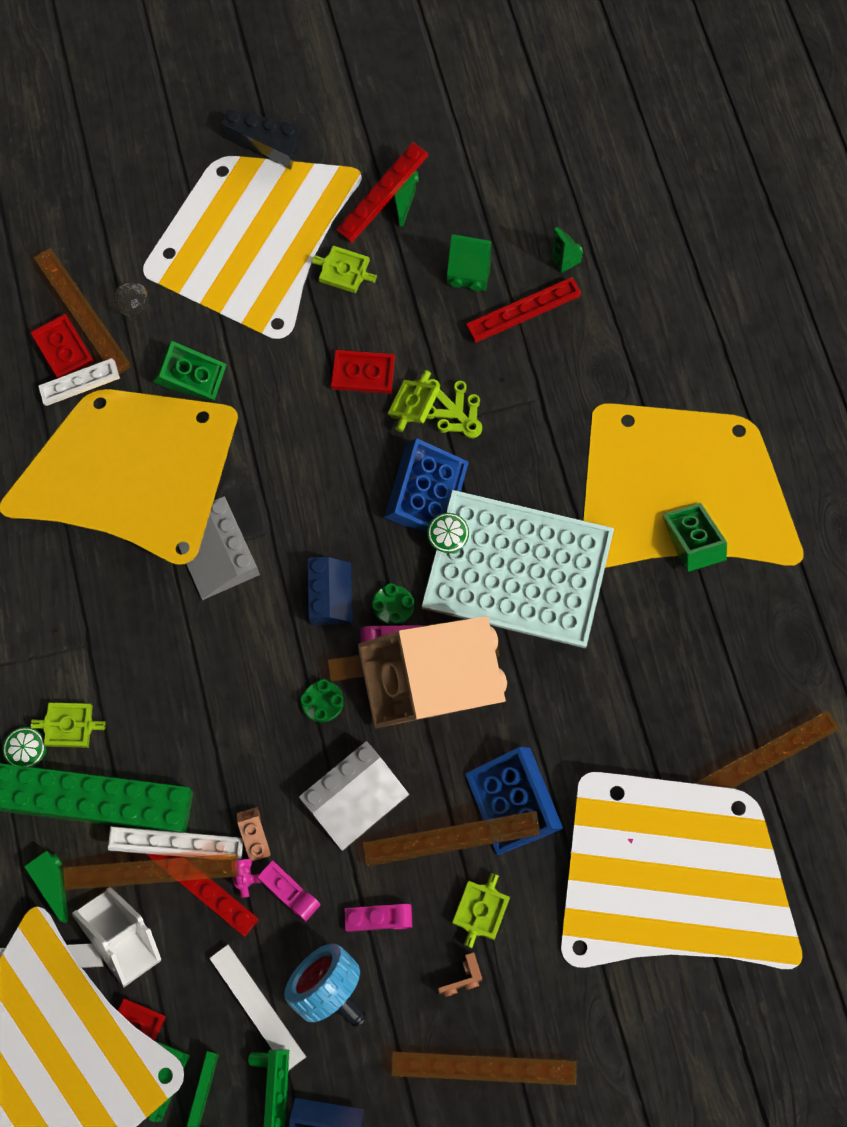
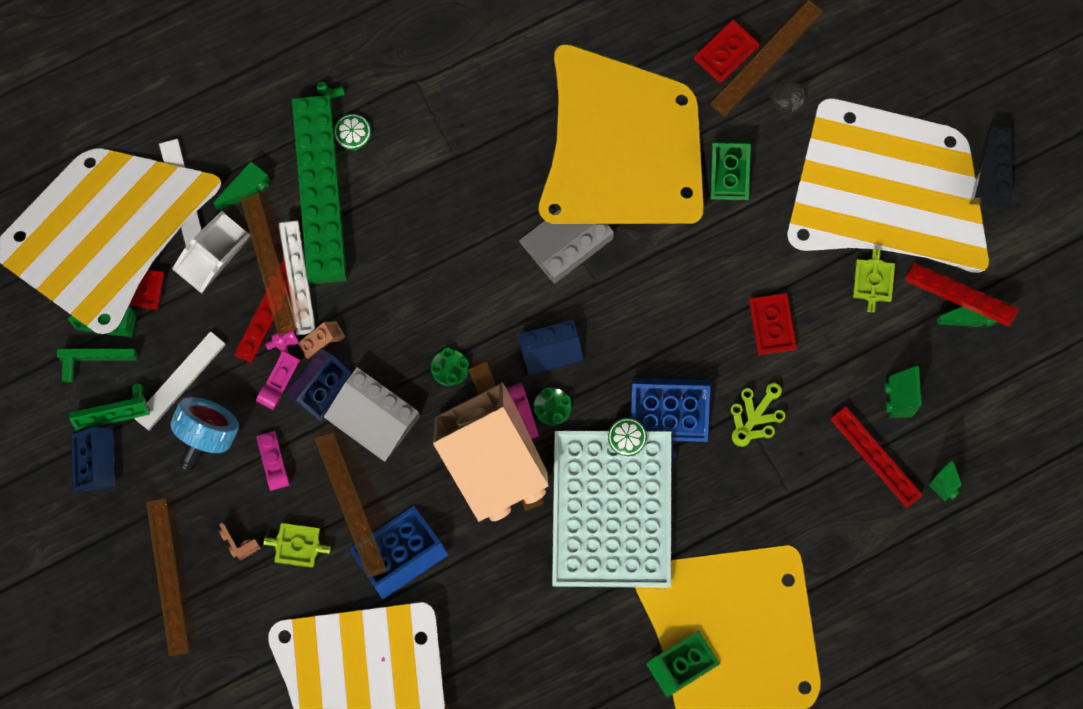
camera: 75 degrees right, 5 degrees up
(68, 725) = (379, 161): lime plate -> none
(79, 382) = (694, 76): white plate -> none
(304, 845) = (319, 384): none -> dark blue slope
(413, 401) = (752, 376): lime plate -> none

